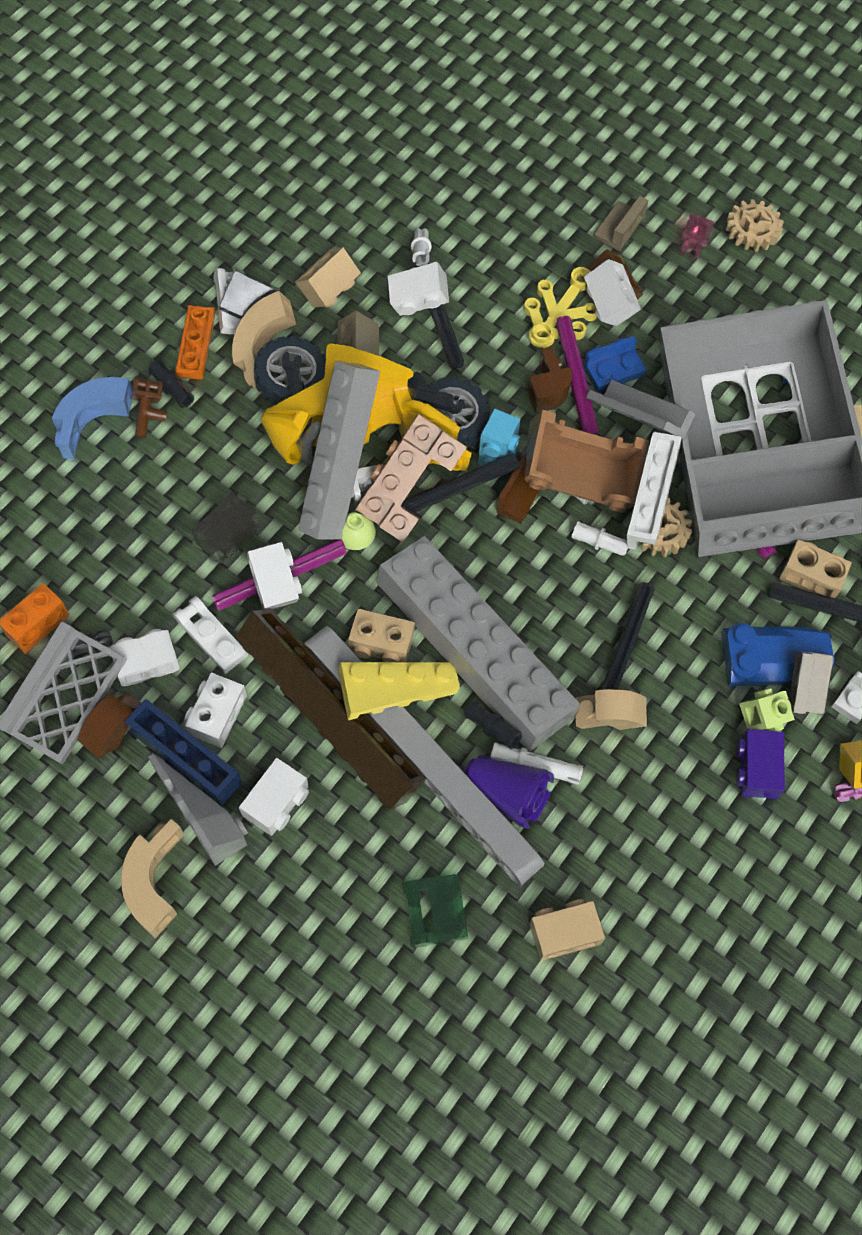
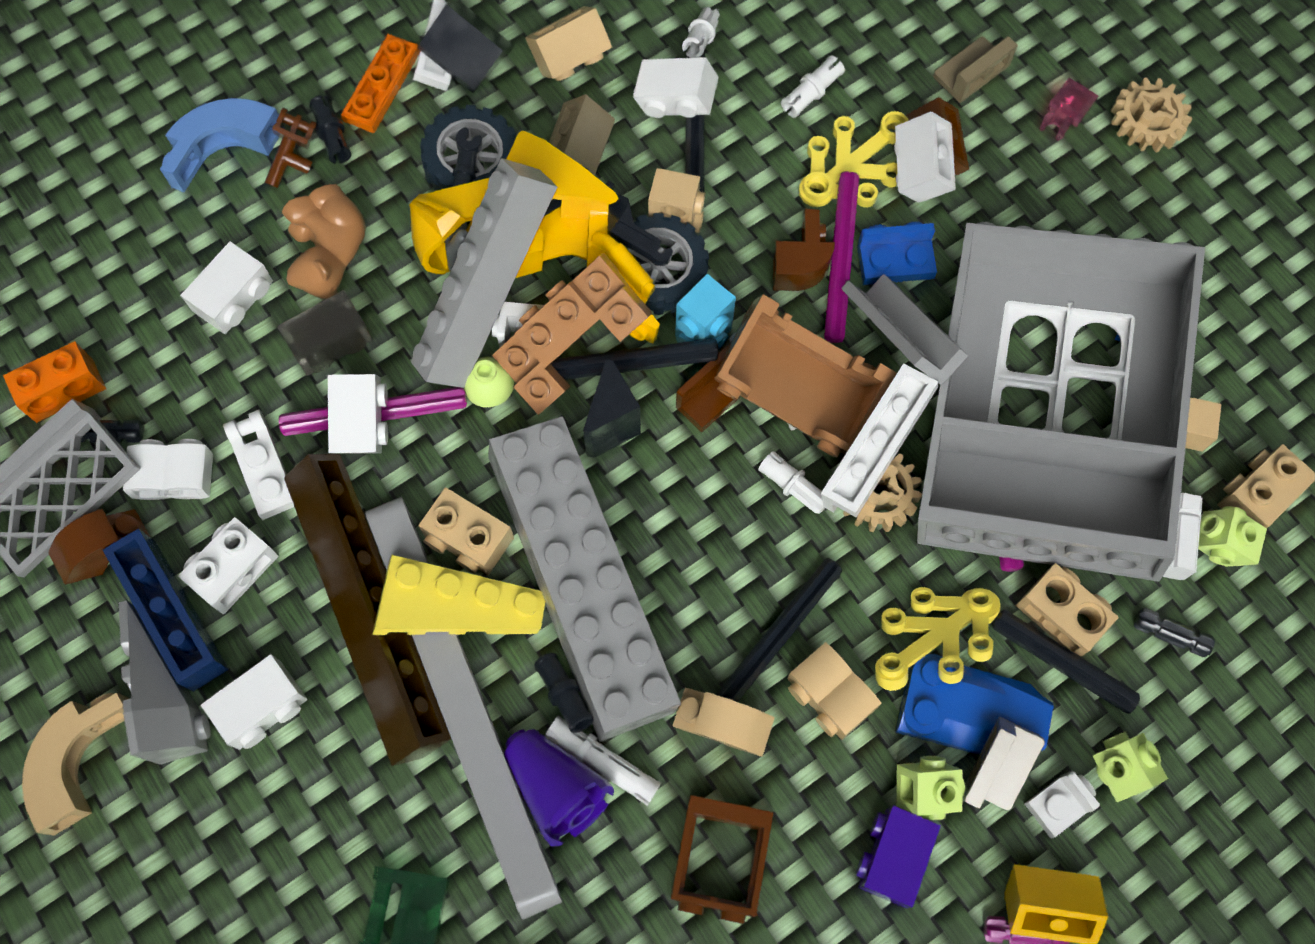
camera: 20 degrees right, 5 degrees up
(139, 517) = (227, 288): none -> white brick
(207, 454) = (336, 230): none -> medium nougat animal
(257, 328) = (458, 82): tan arch -> none
(450, 362) = (677, 196): none -> tan brick
(460, 523) = (612, 415): none -> black slope
(513, 265) = (812, 86): none -> white pin
(642, 771) = (734, 815): none -> reddish brown window
(678, 669) = (832, 691): none -> tan brick
(752, 586) = (975, 606): none -> light yellow plant

